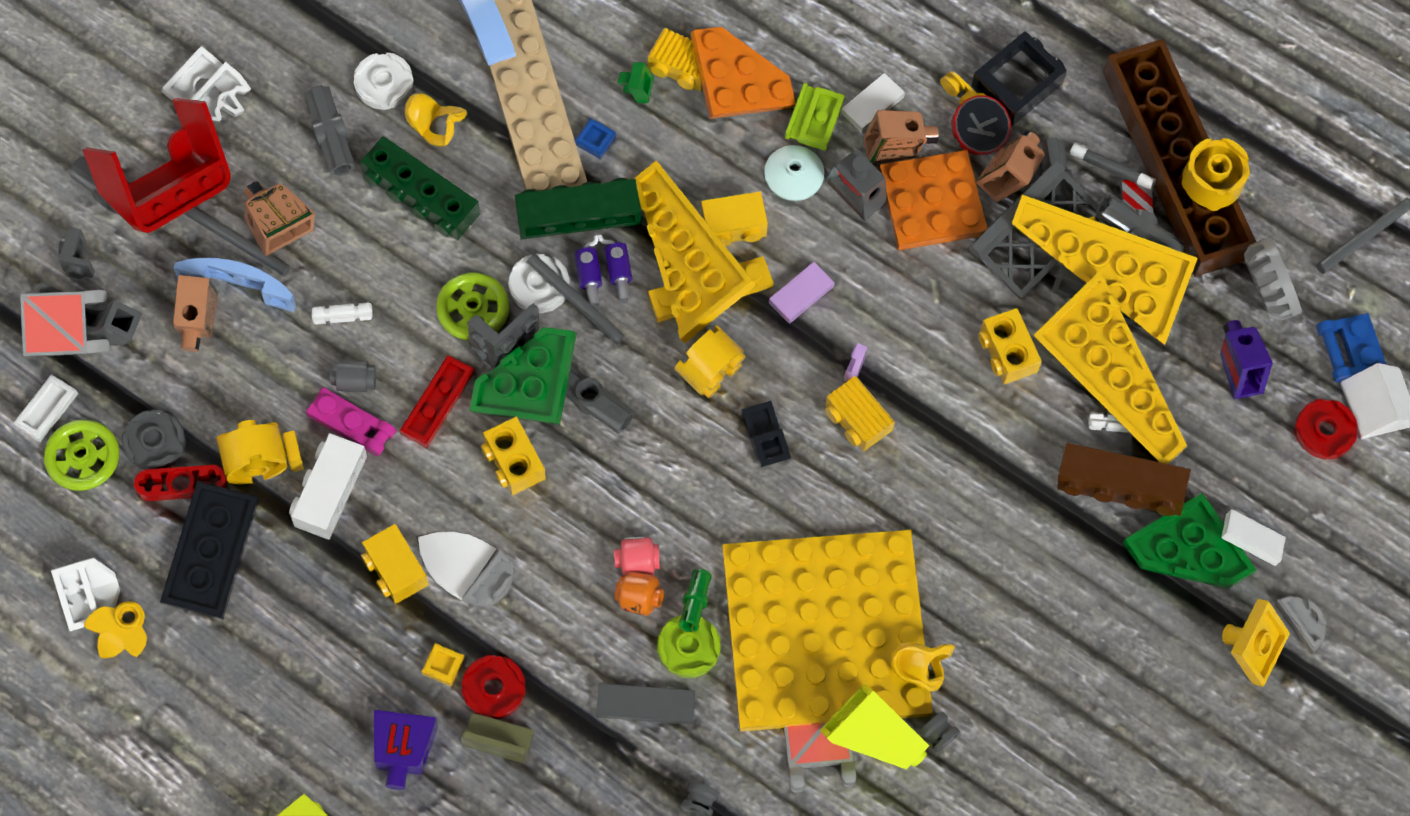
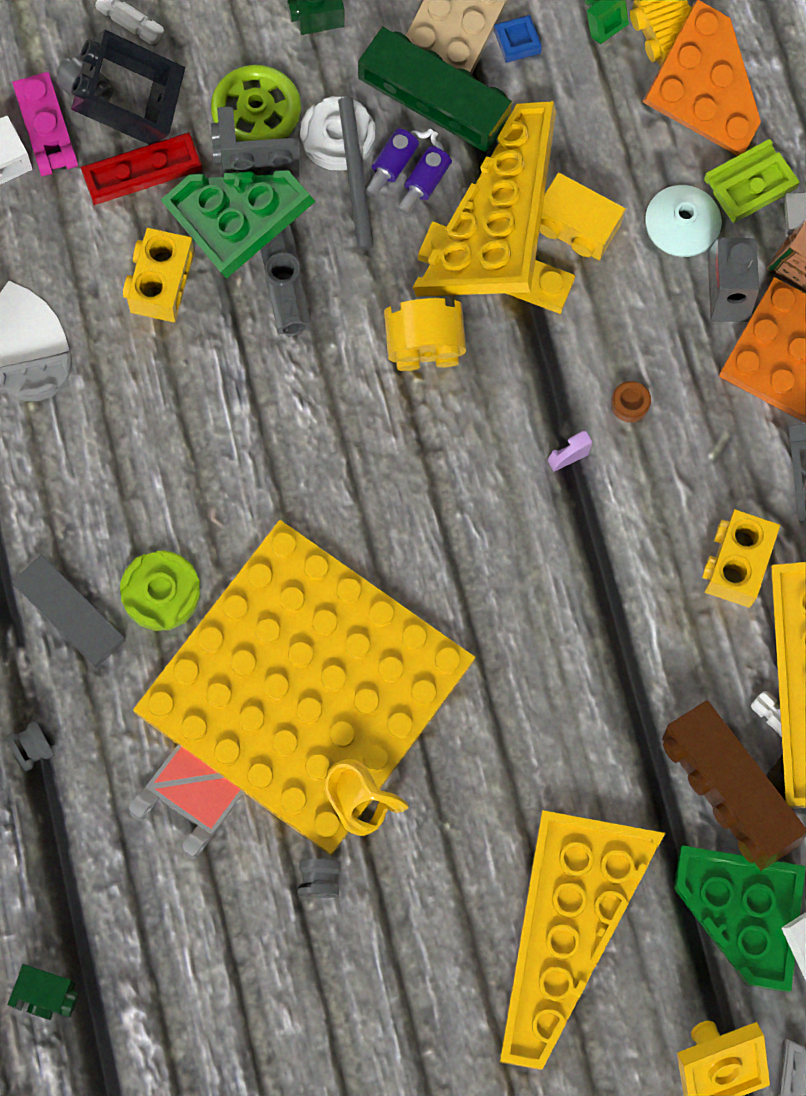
camera: 40 degrees right, 5 degrees up
(405, 334) = (163, 97): none -> black window
(637, 555) = (187, 465): coral head -> none
(639, 593) = (156, 500): orange head -> none
(695, 600) = (201, 551): green pin -> none
(765, 434) = (420, 448): black slope -> none
(801, 292) = (582, 340): lavender tile -> none
(858, 414) = (527, 502): yellow brick -> none
(862, 306) = (631, 401): none -> dark orange tile
(875, 730) = (247, 824): neon yellow slope -> none
(1096, 627) = (573, 904): none -> yellow wing

